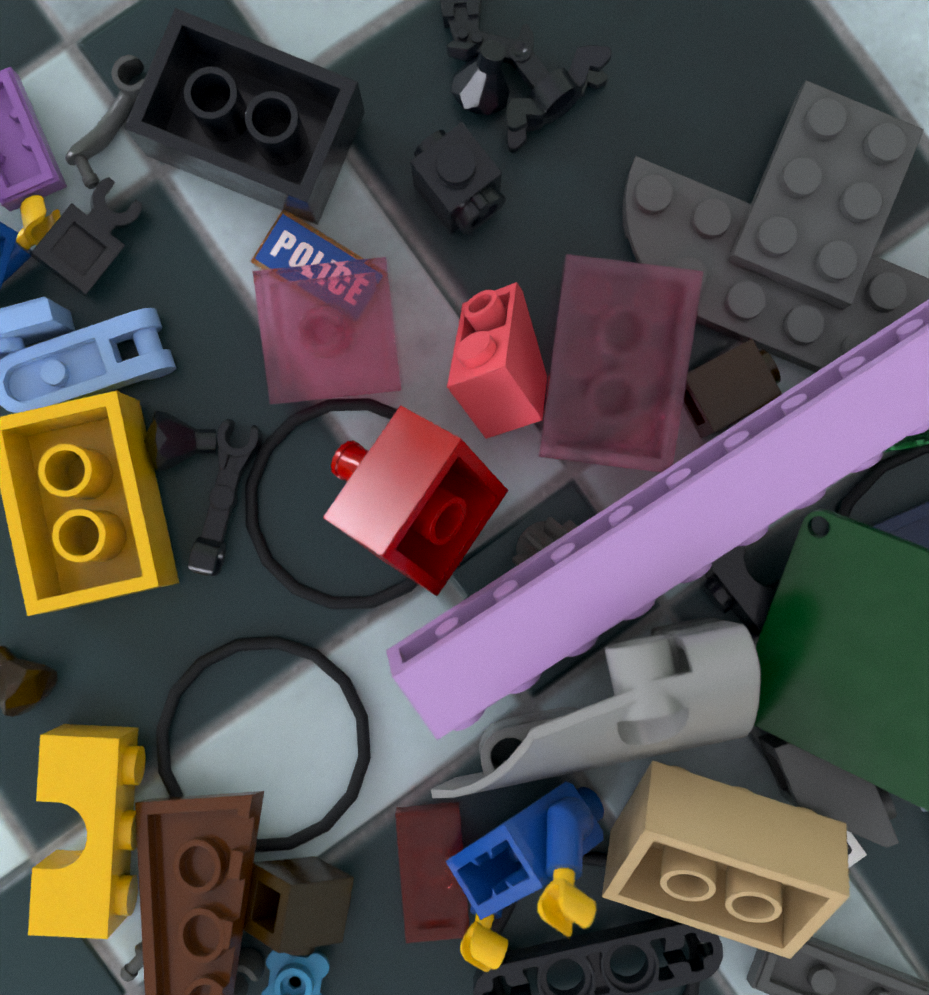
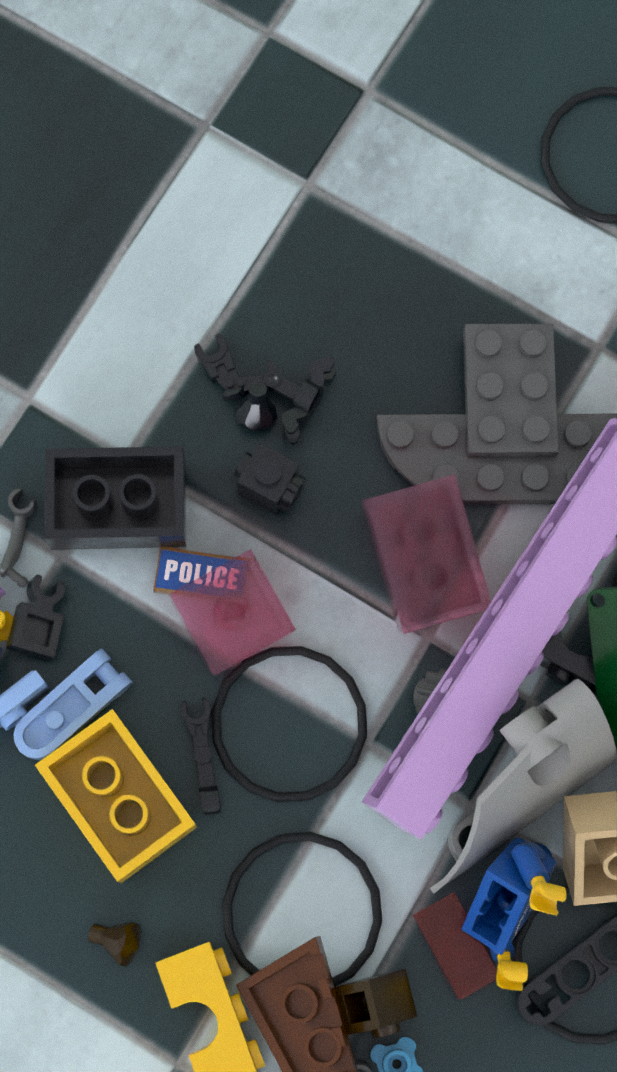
camera: 30 degrees left, 10 degrees down
(173, 441) = (154, 731): black rock -> none
(414, 498) = (335, 696): red brick -> none
(498, 363) = (348, 585): coral slope -> none
(730, 387) = (505, 538): dark brown brick -> none

